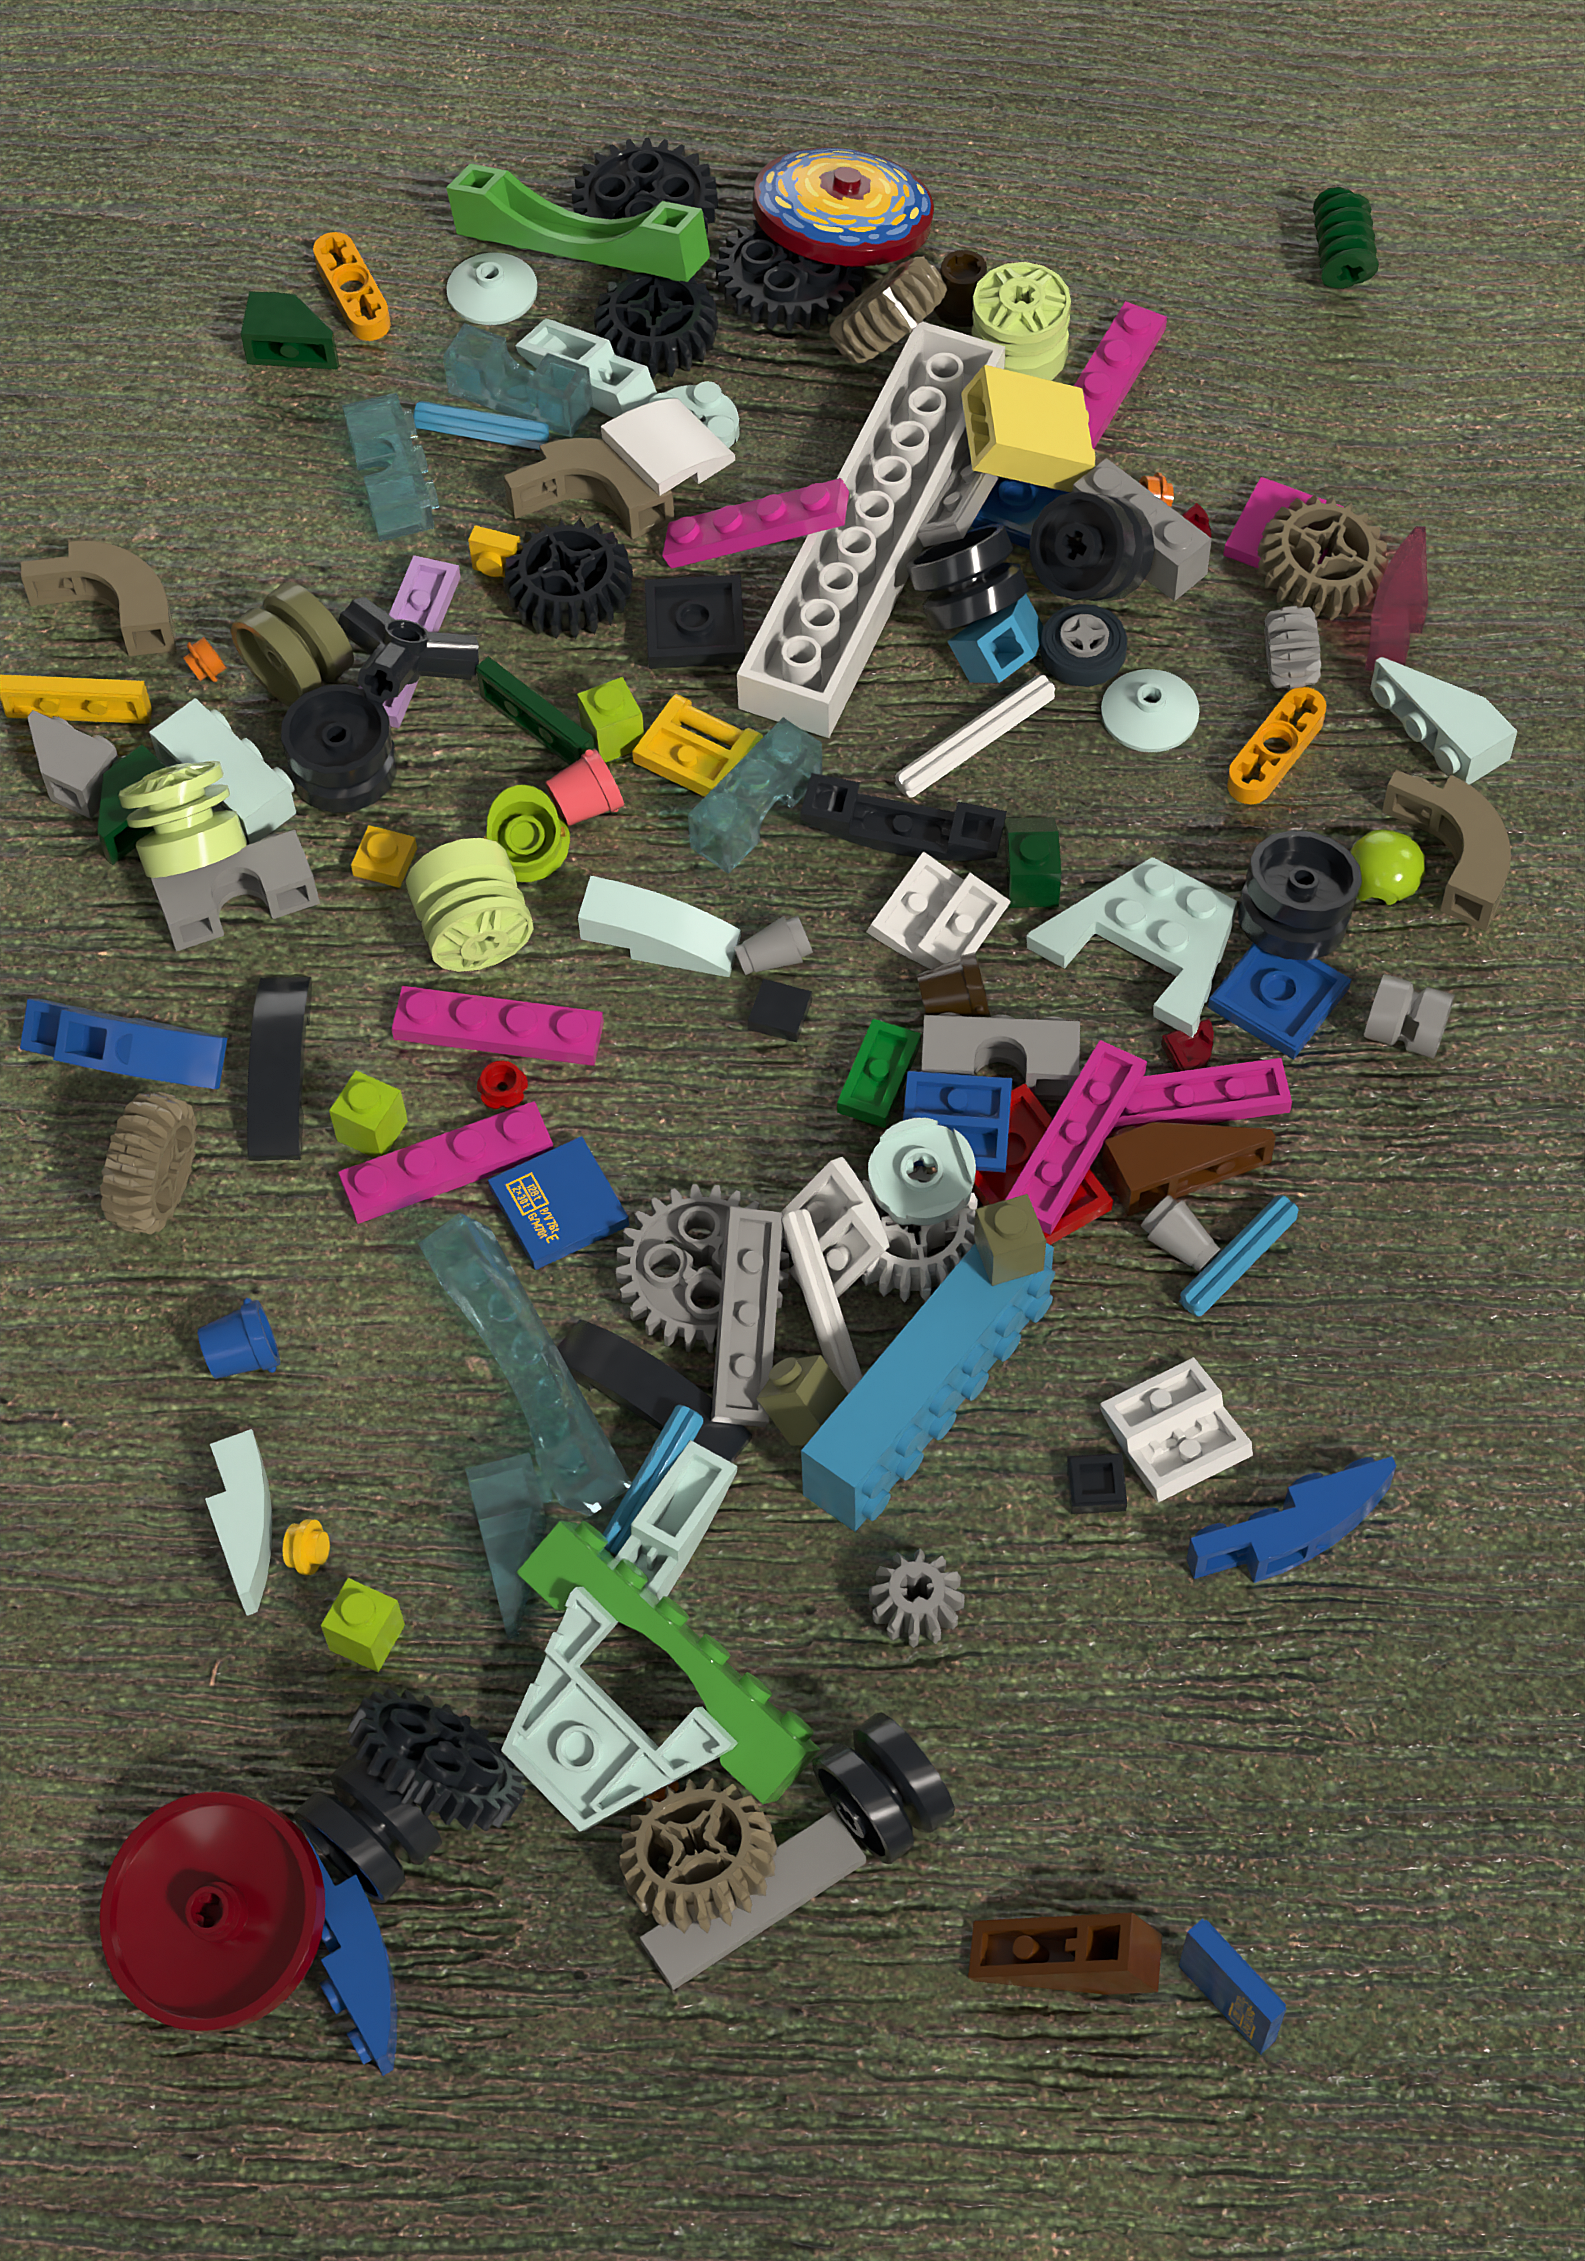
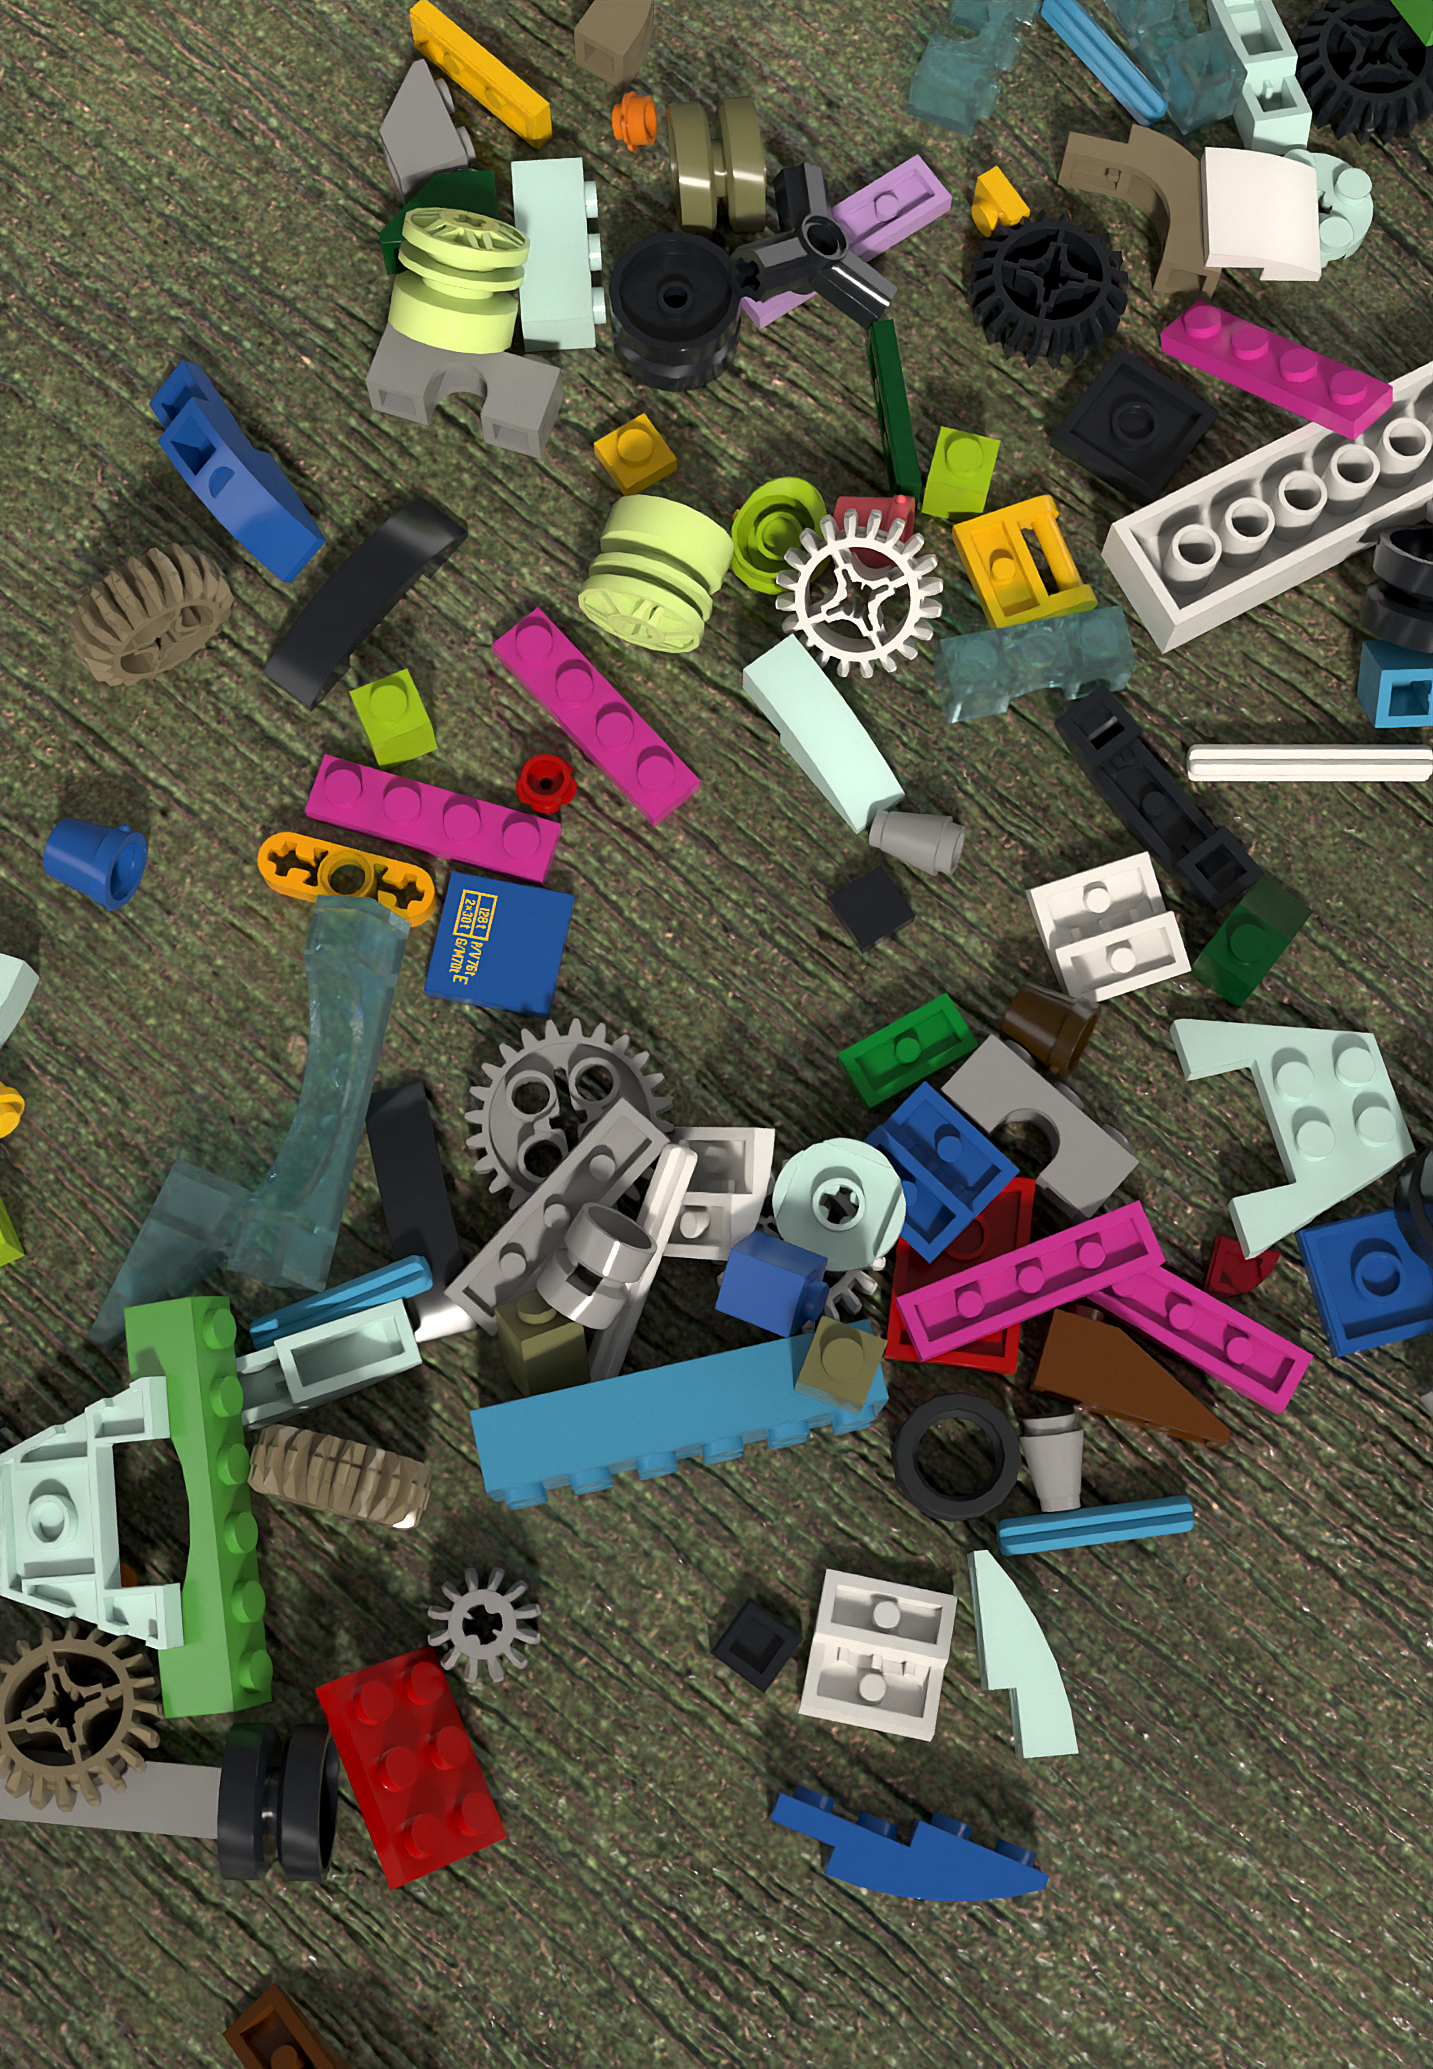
camera: 35 degrees right, 15 degrees up
(411, 1257) = (308, 850): none -> light orange beam
(625, 804) = (883, 581): none -> white gear
(747, 1572) = (339, 1476): none -> dark tan gear
(802, 1297) = (591, 1274): none -> light grey wheel
(924, 1240) = (773, 1284): none -> blue brick
(946, 1705) = (410, 1765): none -> red plate
(1120, 1241) = (999, 1432): none -> black tyre
(1263, 1361) = (1019, 1658): none -> light aqua slope

